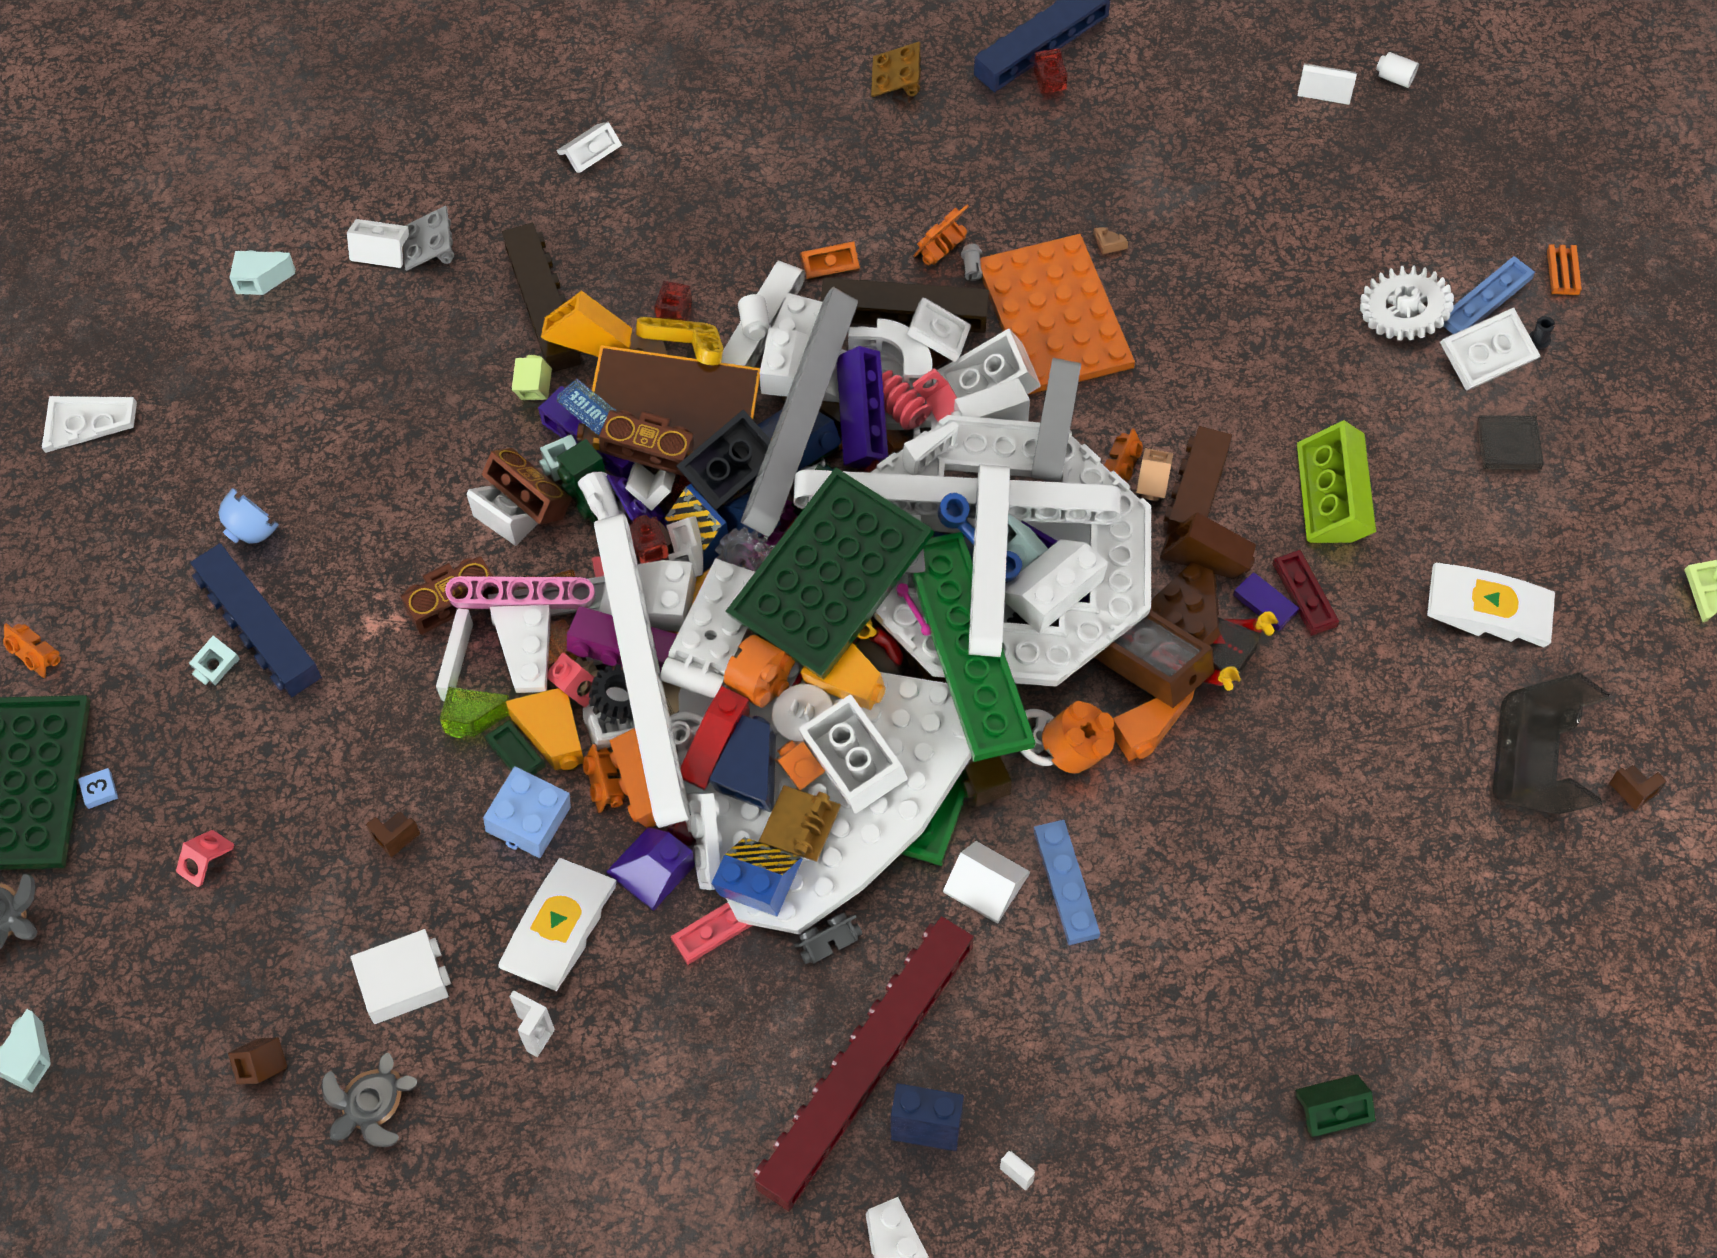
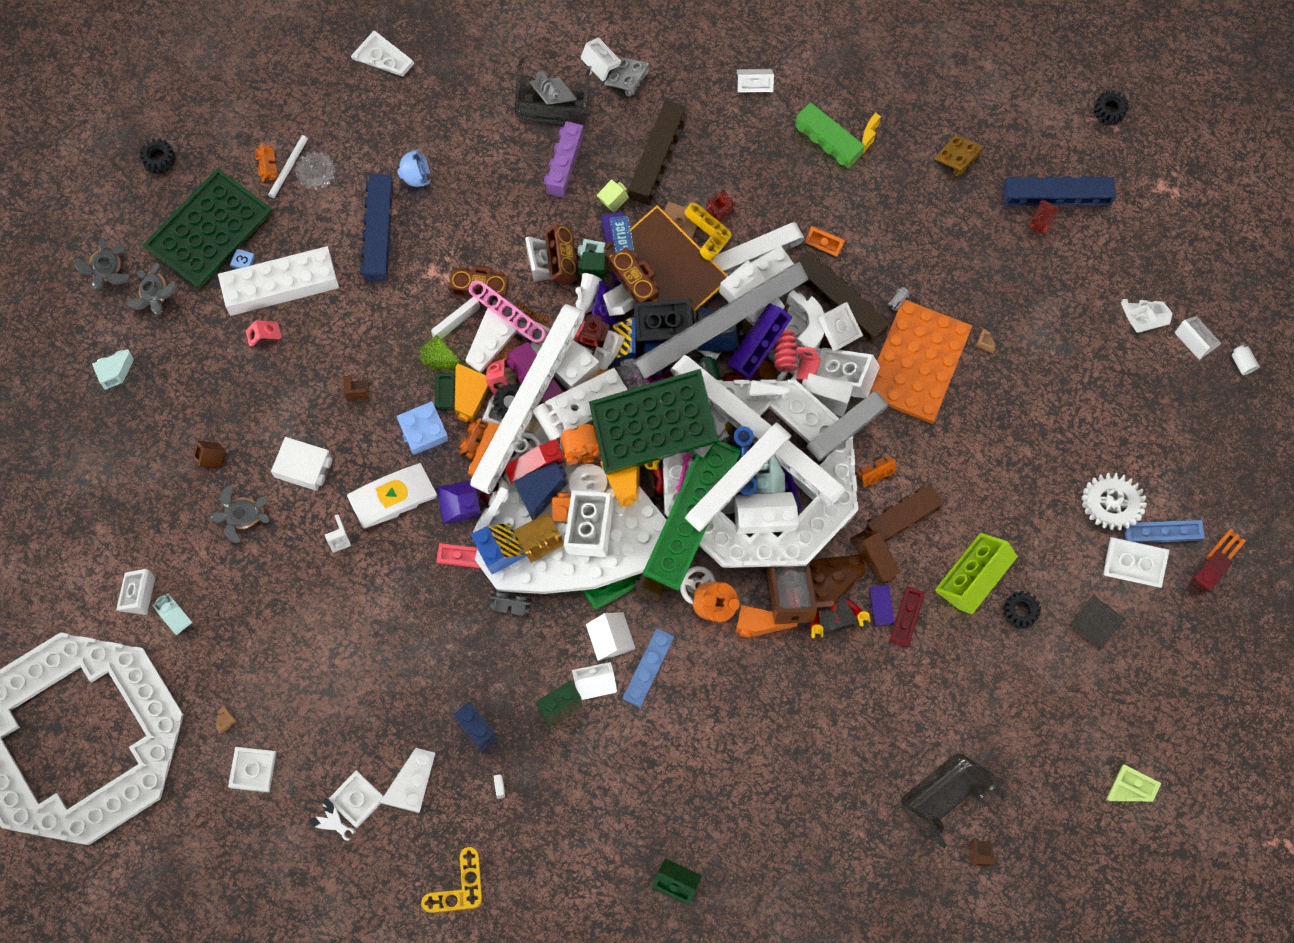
camera: 35 degrees right, 10 degrees up
(65, 634) = (289, 164): none -> white piece
(108, 610) = (314, 171): none -> clear gear
(172, 776) = (278, 281): none -> white brick
(213, 650) = (334, 235): light aqua brick -> none
(260, 271) = (528, 32): light aqua slope -> none
(346, 312) = (552, 89): none -> light grey hinge
(365, 334) = (533, 108): none -> clear smoke windscreen
(433, 380) = (564, 159): none -> medium lavender brick
(585, 326) = (659, 189): light orange slope -> none
(731, 145) = (829, 135): none -> bright green brick
(754, 316) = (750, 246): white brick -> none
(776, 114) = (869, 134): none -> yellow slope
(863, 1064) = (475, 677): dark red brick -> none
(942, 238) = (901, 270): orange hinge -> none
(1004, 1003) = (559, 704): none -> dark green brick
(1017, 947) = (595, 680): none -> white panel
(1154, 474) = (886, 491): light nougat slope -> none
(1253, 96) = (1147, 314): none -> white slope
(1428, 476) = (1013, 617): none -> black tyre
(1491, 604) = (997, 700): white slope -> none
(1542, 332) = (1172, 576): black pin -> none
(1576, 300) = (1212, 571): none -> dark red slope

